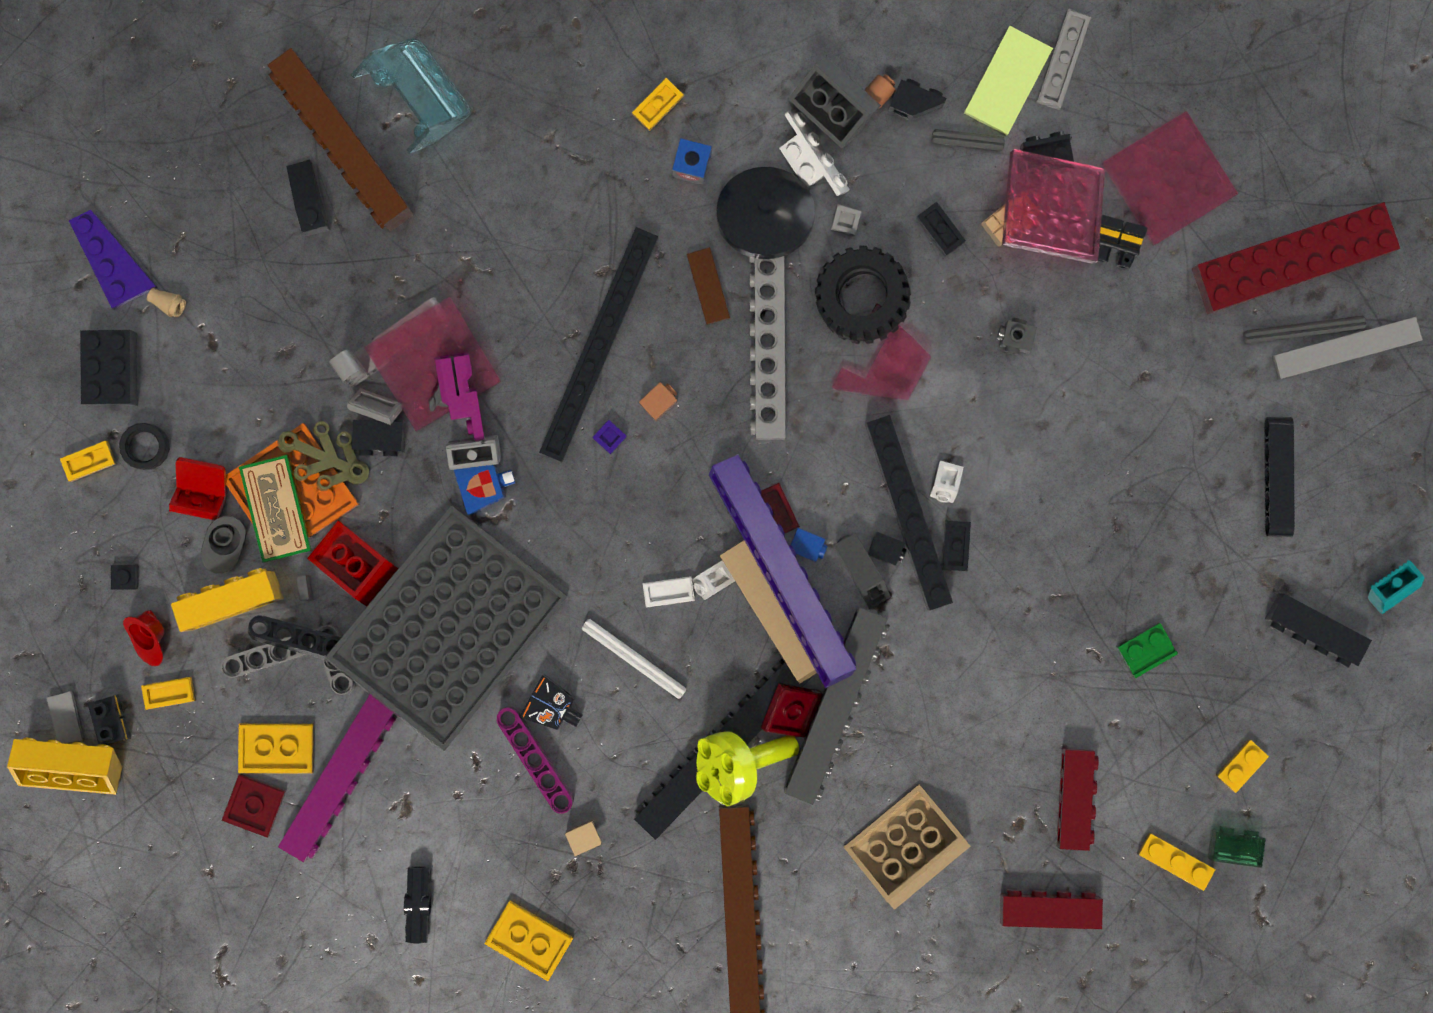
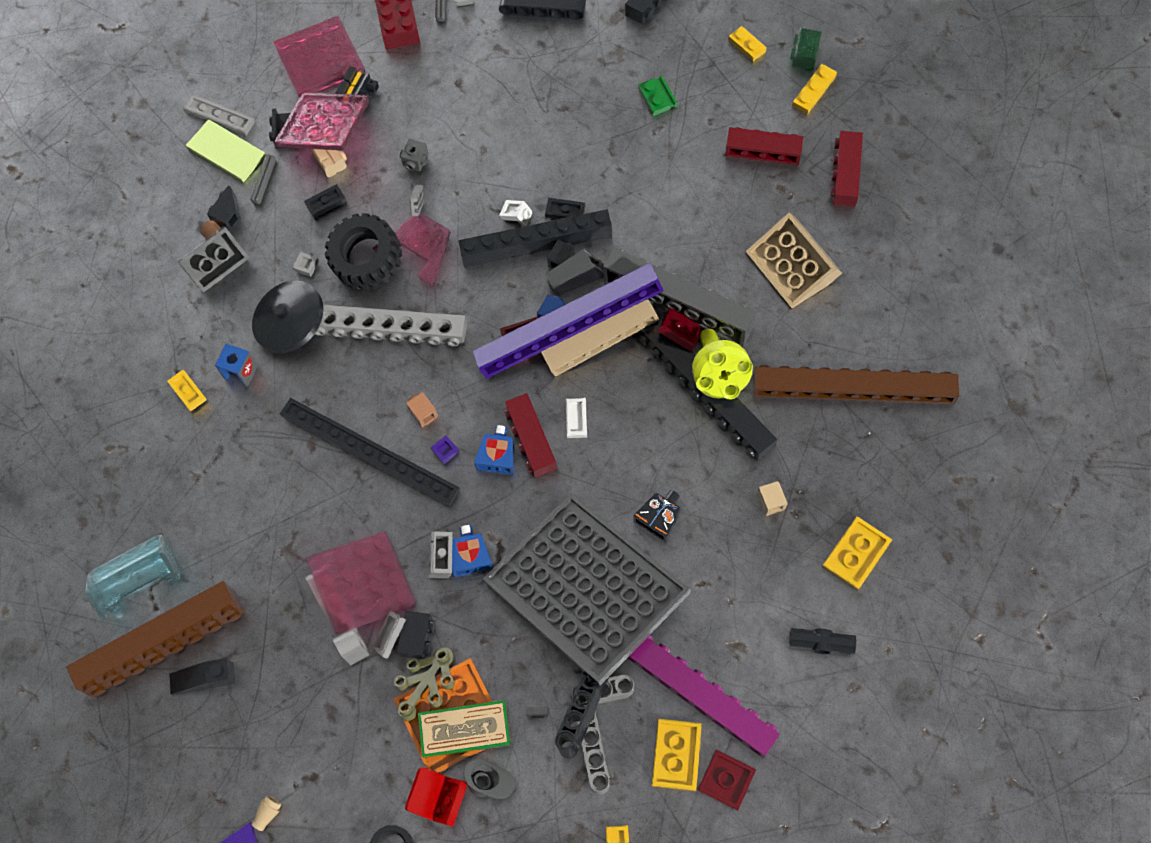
camera: 80 degrees left, 20 degrees down
(225, 601) = (540, 779): yellow brick -> none
(352, 563) = (521, 668): red slope -> none
(455, 393) = (390, 560): magenta plate -> none
(535, 772) = (710, 523): magenta beam -> none
(611, 501) = (496, 452): none -> blue torso
(634, 658) = (627, 448): white axle -> none
(636, 540) = (531, 435): none -> dark red brick
(708, 286) = (337, 367): reddish brown tile -> none
(712, 580) = (571, 382): white bracket -> none
(808, 156) = (253, 287): white bracket -> none
(945, 351) = (416, 197): none -> light grey tile

